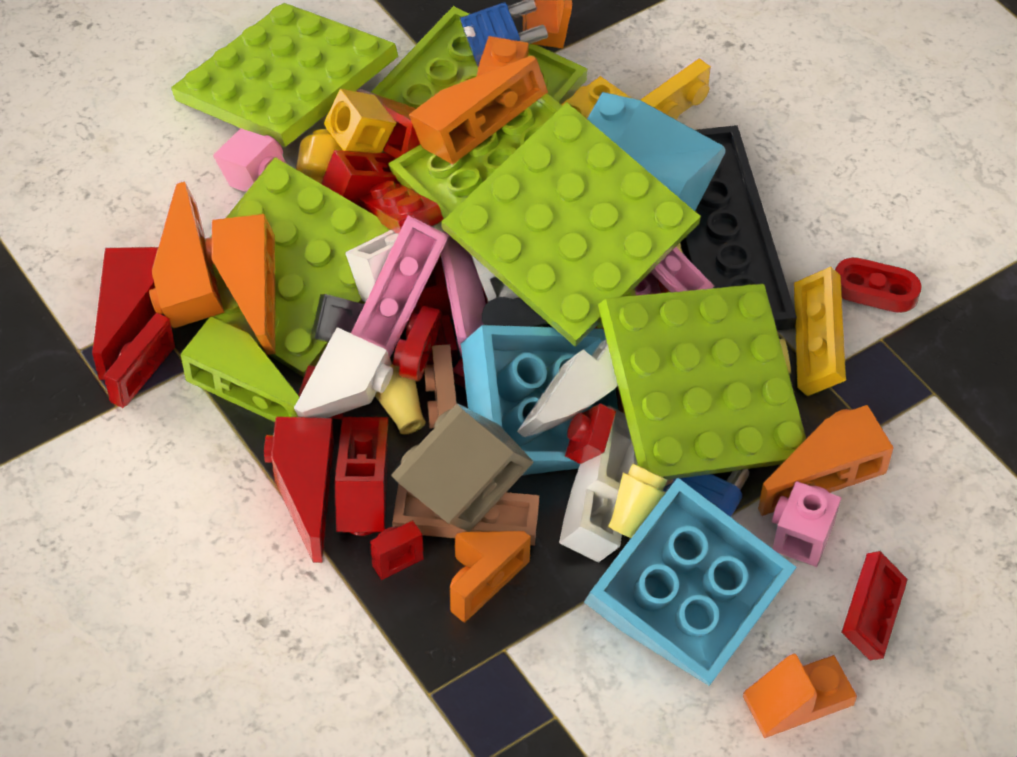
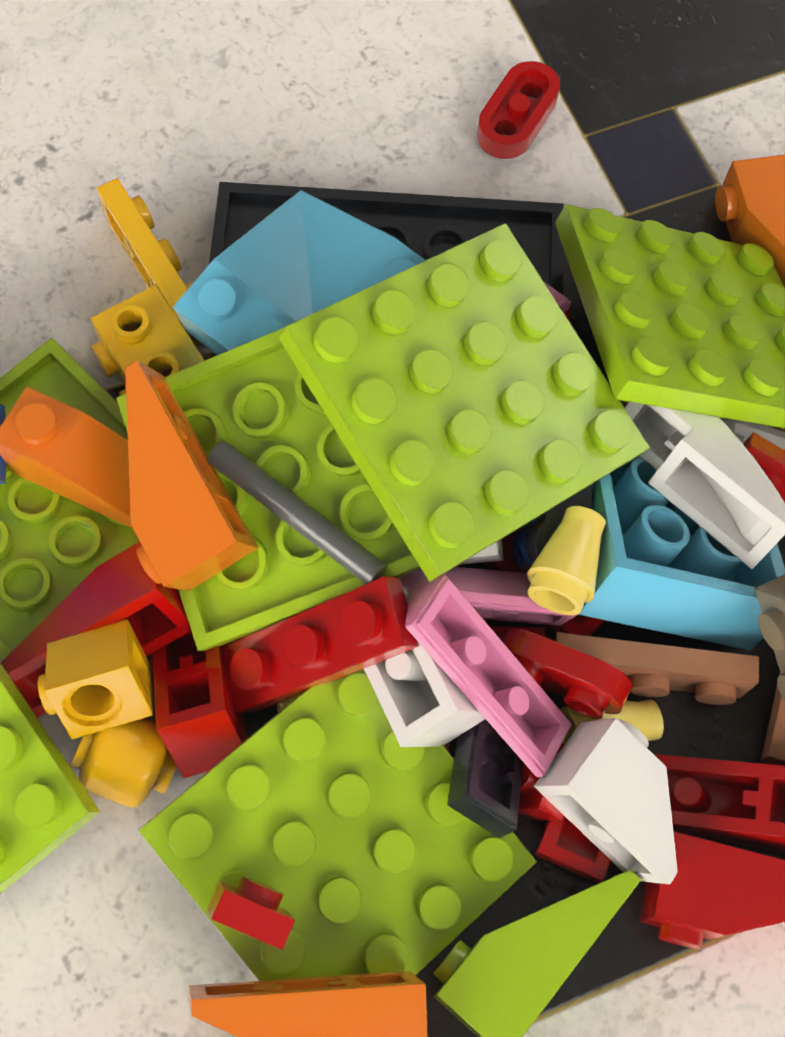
camera: 80 degrees left, 15 degrees up
(237, 199) = (252, 911): none -> red plate
(246, 157) = (100, 874): bright pink brick -> none
(246, 261) = (377, 921): orange slope -> none
(474, 166) = (296, 513): none -> dark grey bar
(479, 307) = (568, 564): none -> light yellow cone
(819, 331) = (558, 176): yellow plate -> none

